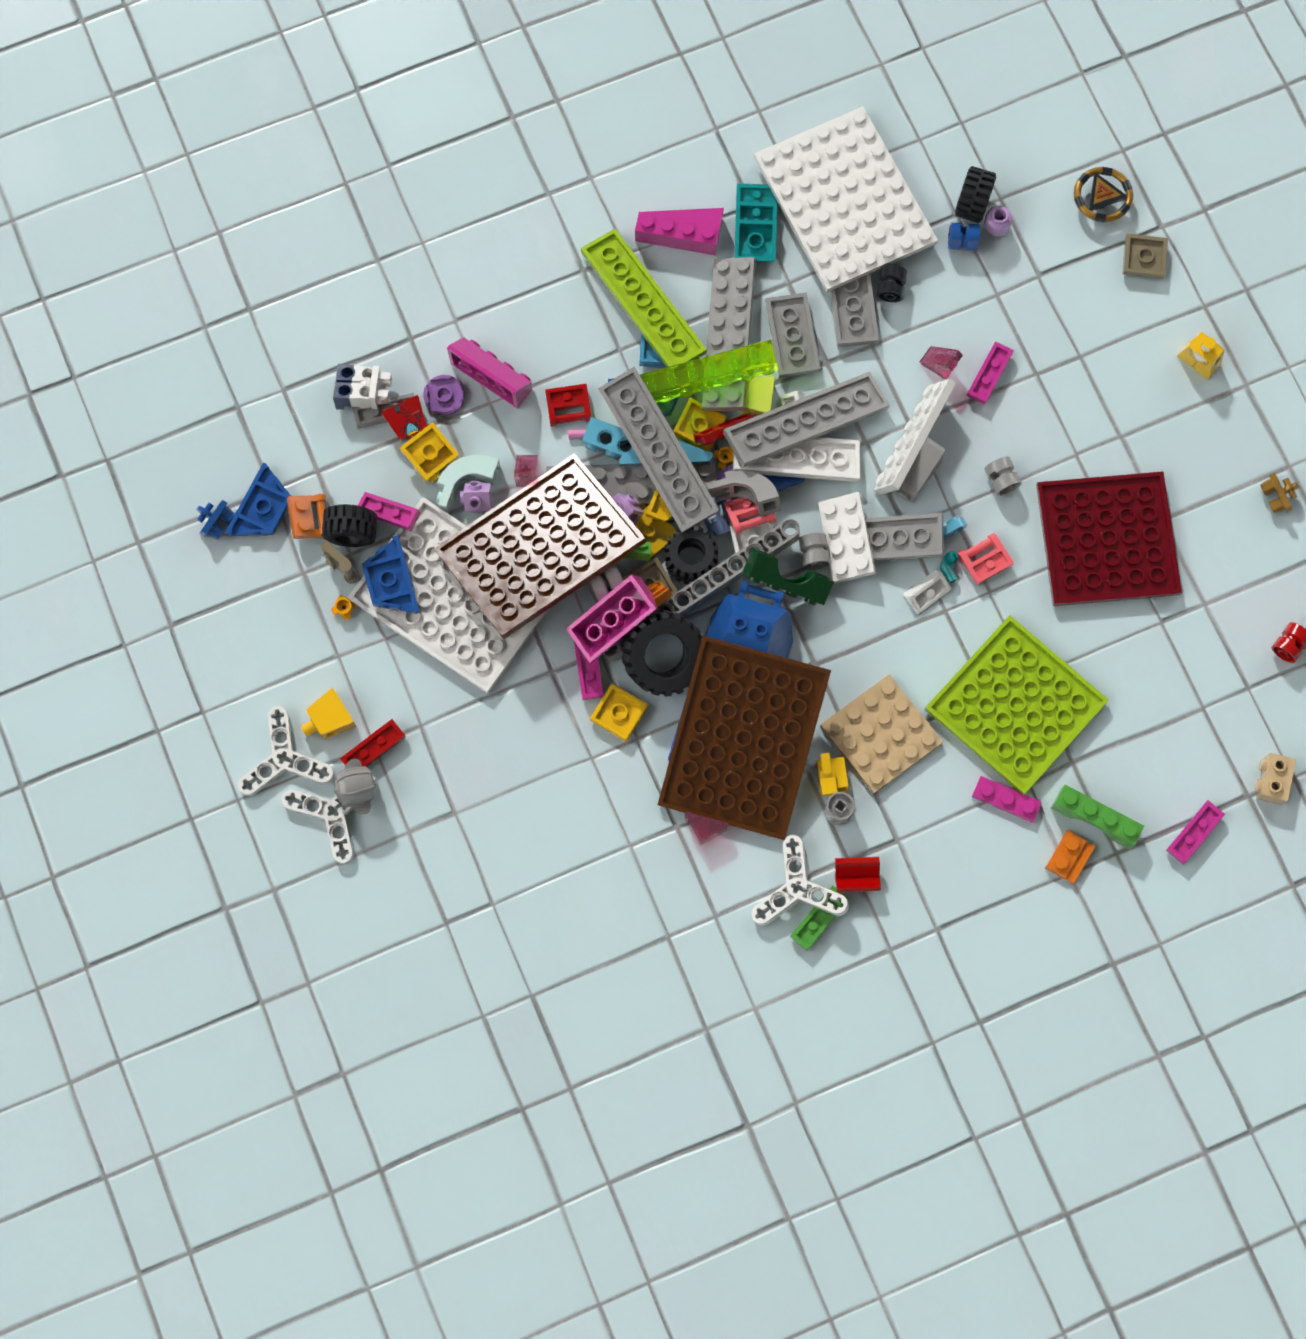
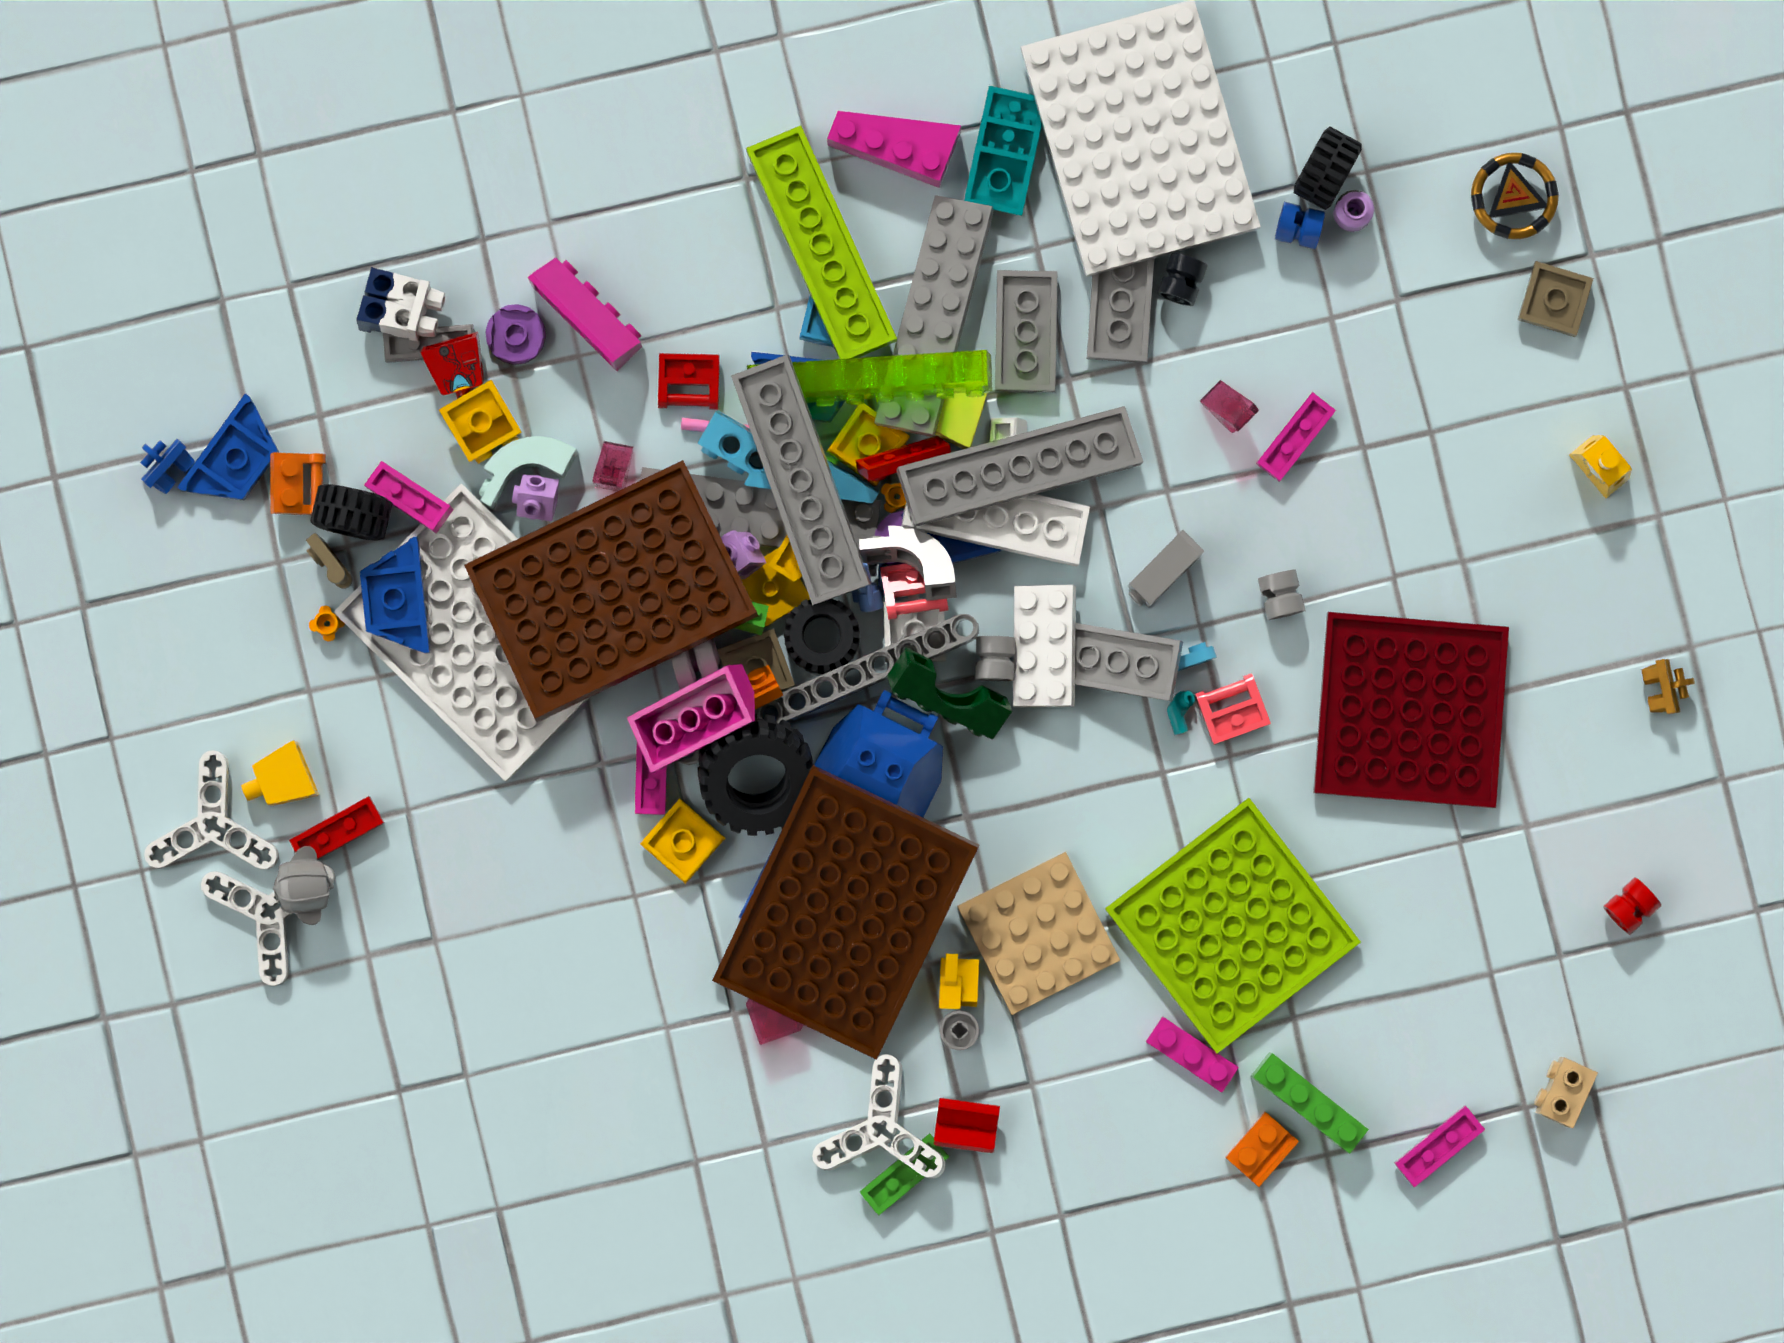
camera: 10 degrees right, 10 degrees up
(914, 437) = (1167, 517): white plate -> none
(927, 591) = (1142, 741): white slope -> none

